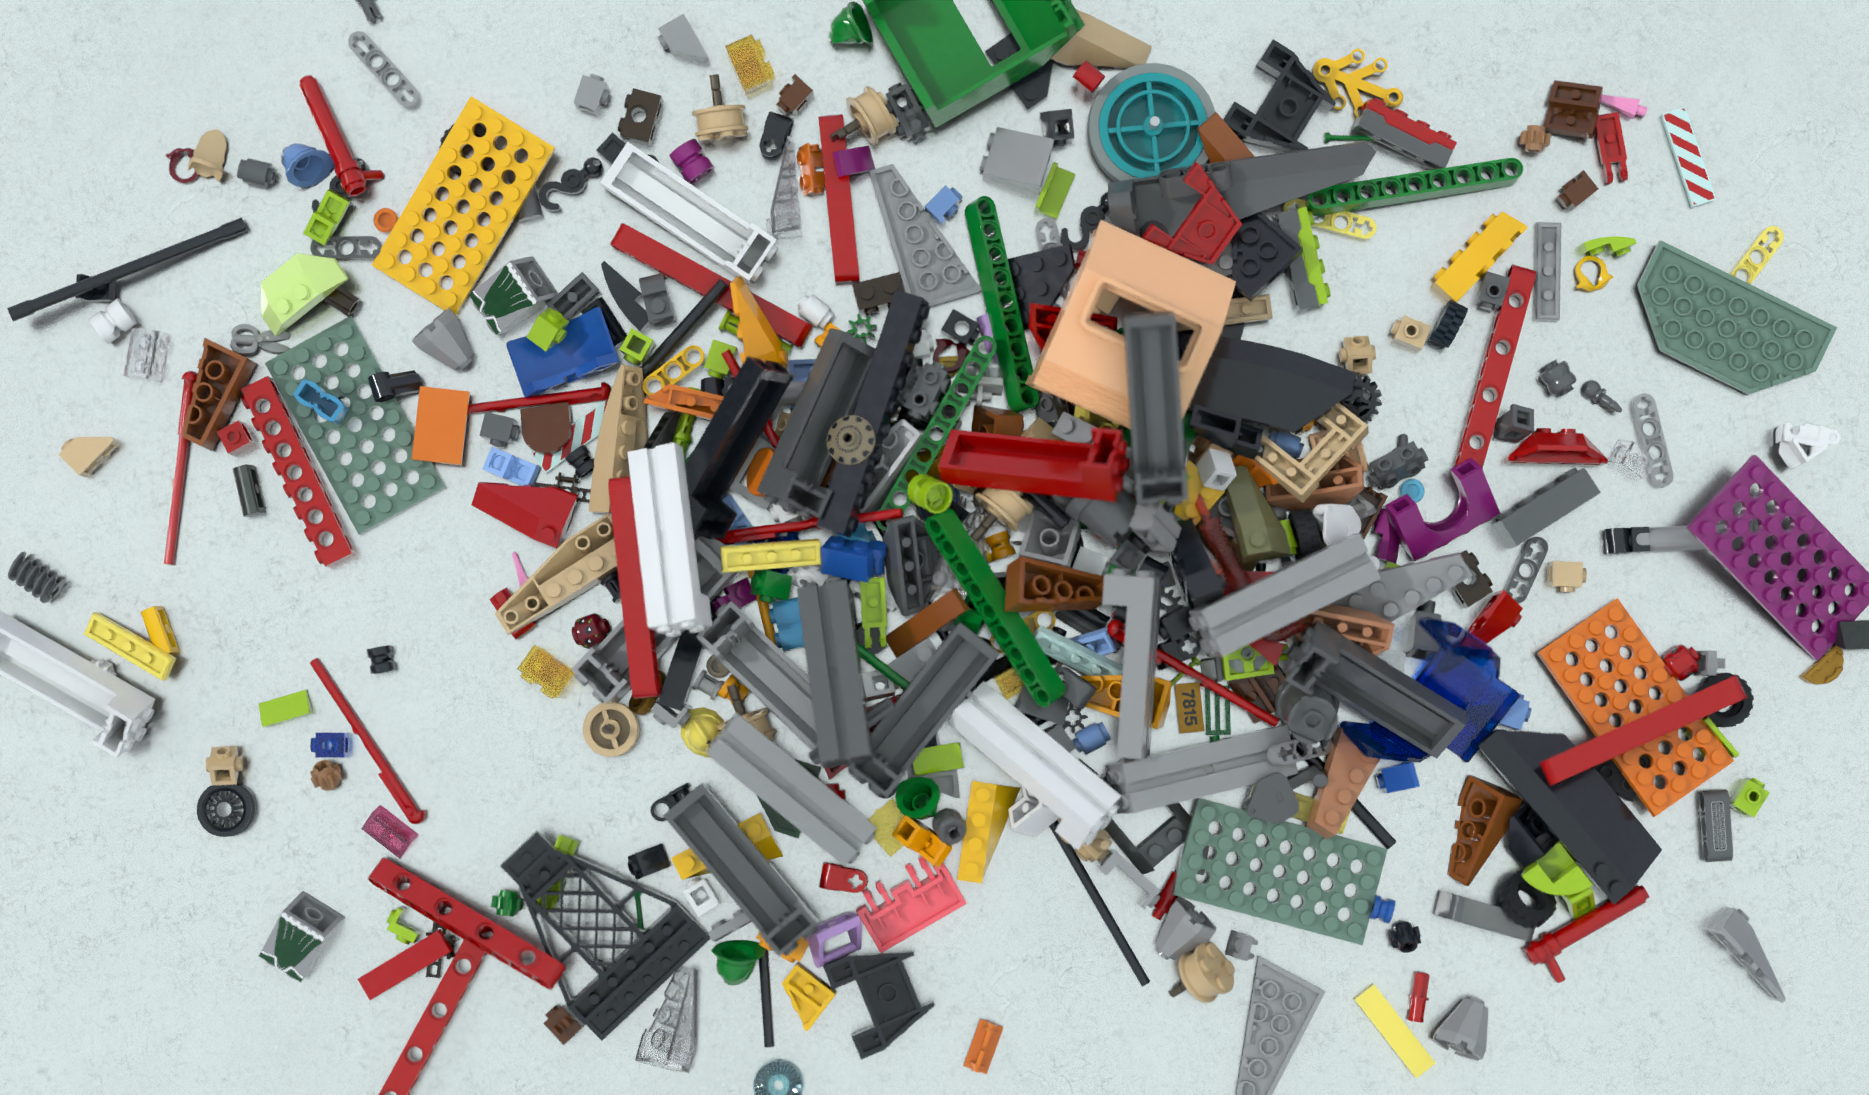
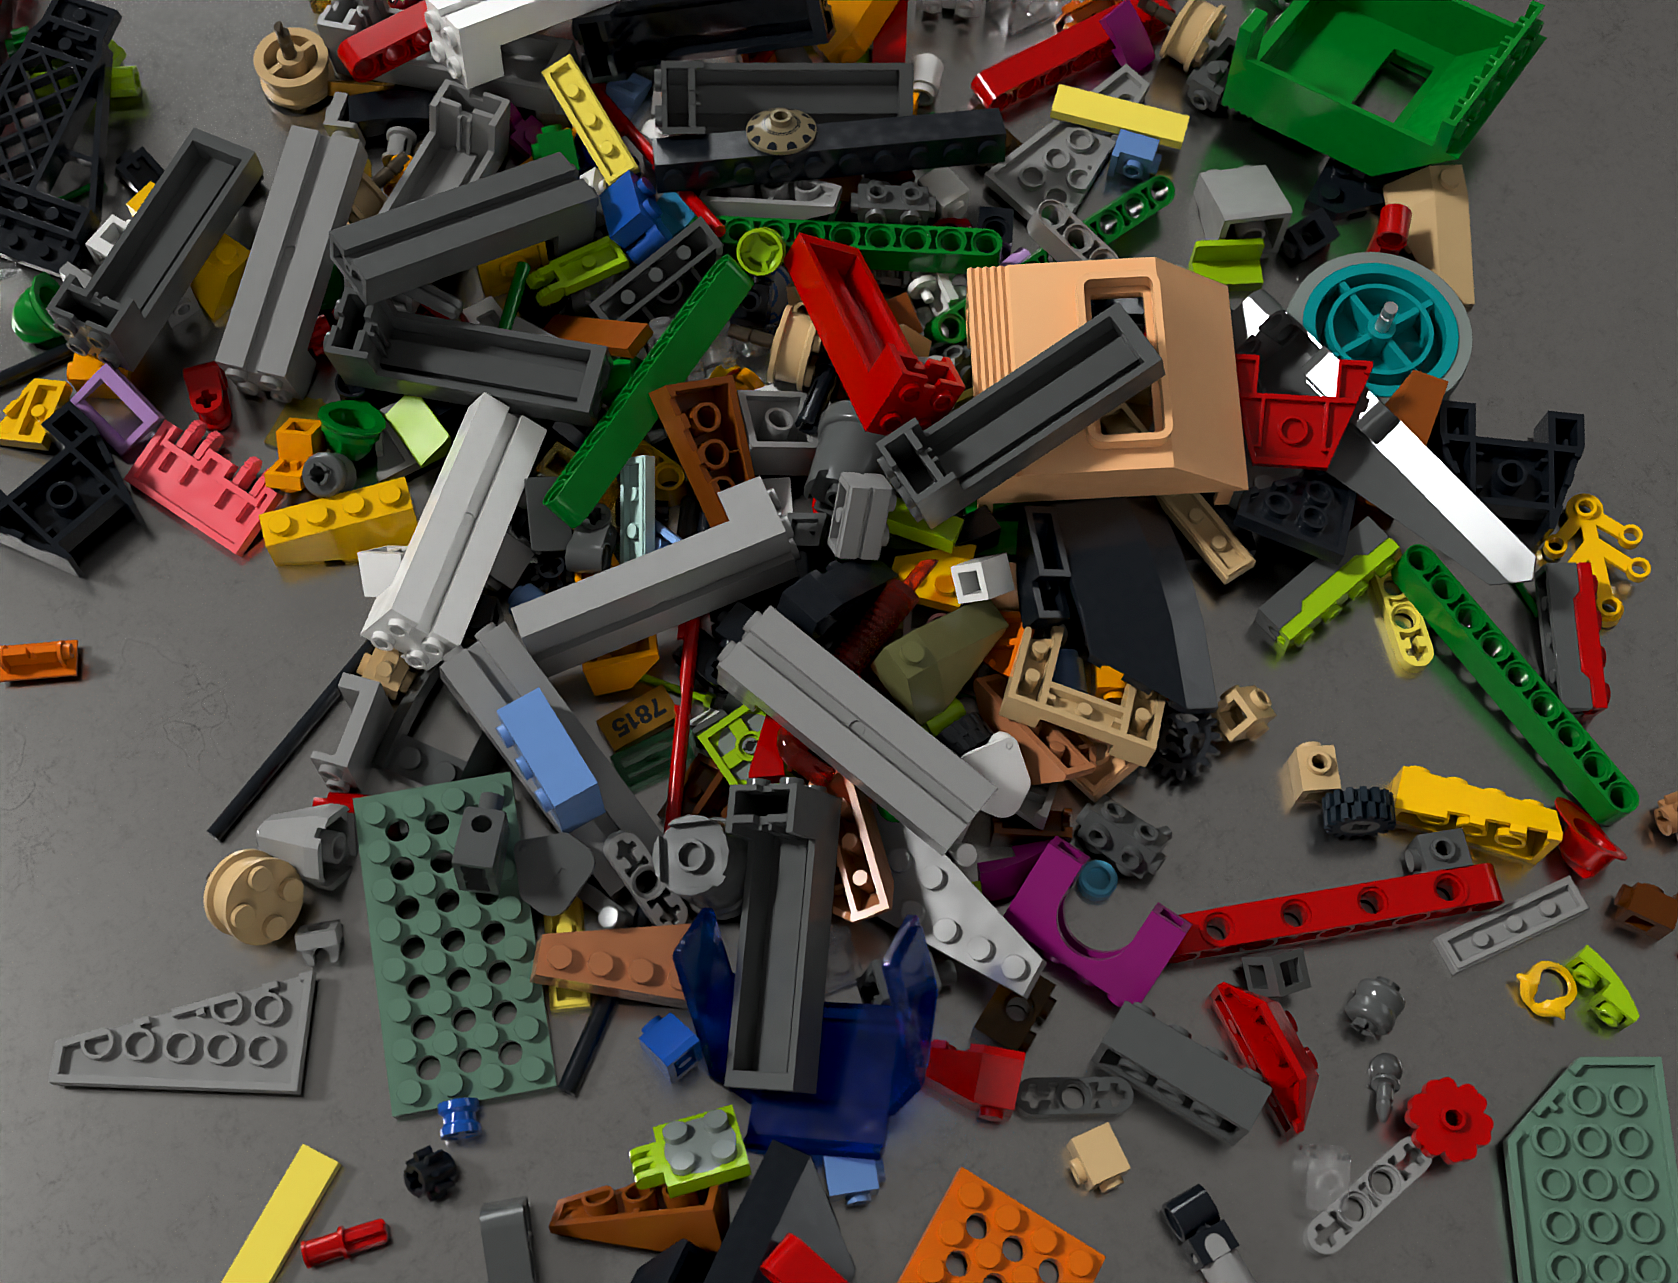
camera: 60 degrees right, 20 degrees down
(912, 200) = (1114, 114): none -> light yellow tile
(1003, 299) = (1066, 228): none -> light grey beam
(1218, 775) = (551, 761): none -> medium blue wedge
(1255, 836) = (482, 846): none -> dark grey torso
(1462, 791) = (692, 1153): none -> piece
(1523, 201) = (1584, 842): none -> red piece
(1649, 371) = (1449, 1121): none -> red plant

